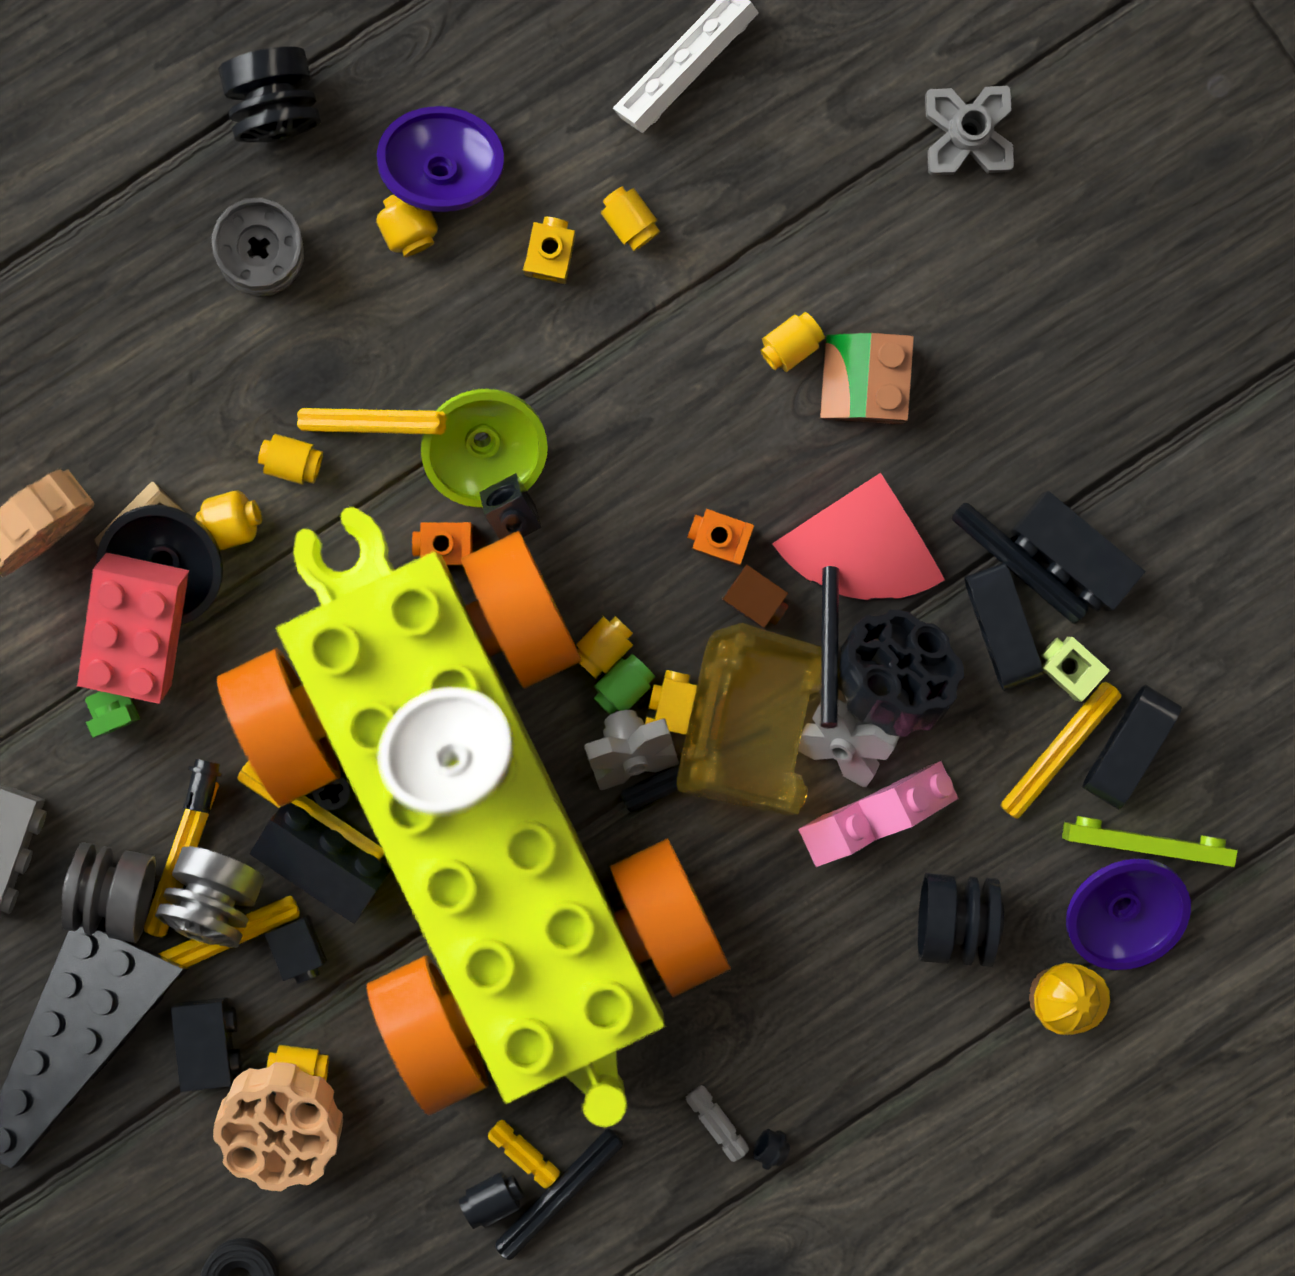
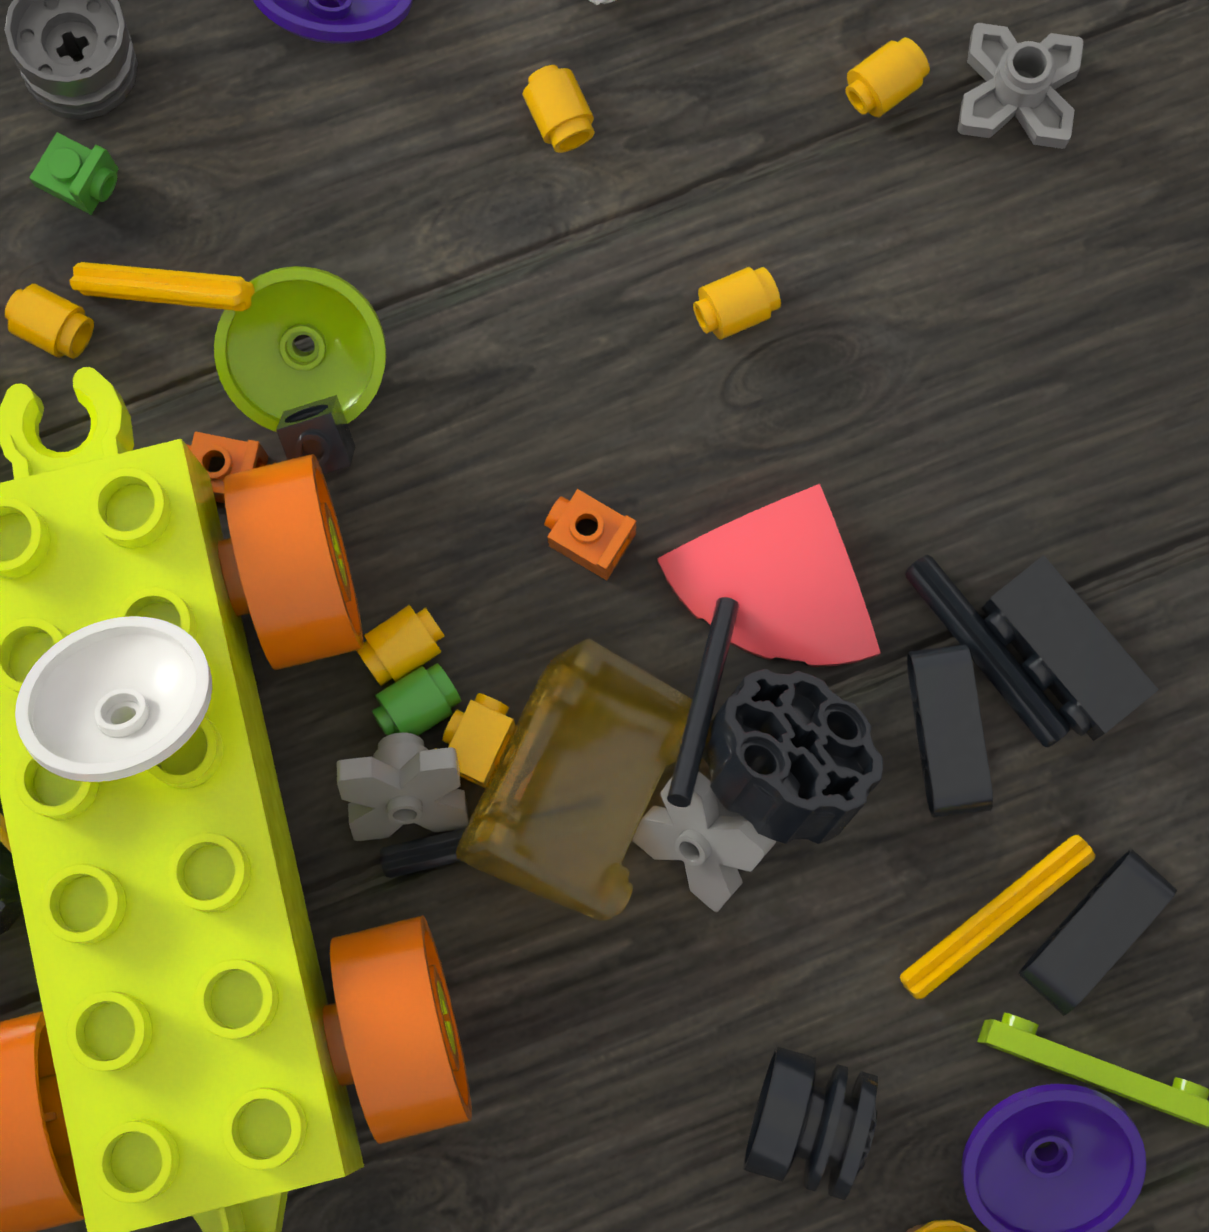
camera: 15 degrees right, 10 degrees down
(279, 339) = (76, 173): none -> bright green bracket
(406, 227) = (271, 63): yellow head -> none
(550, 266) = (450, 145): yellow brick -> none
(756, 597) = (620, 620): reddish brown brick -> none
(867, 377) = (827, 366): nougat slope -> none
(869, 145) = (887, 77): none -> yellow brick
(879, 814) = (726, 950): bright pink arch -> none
(1088, 669) = (1056, 806): yellowish green brick -> none

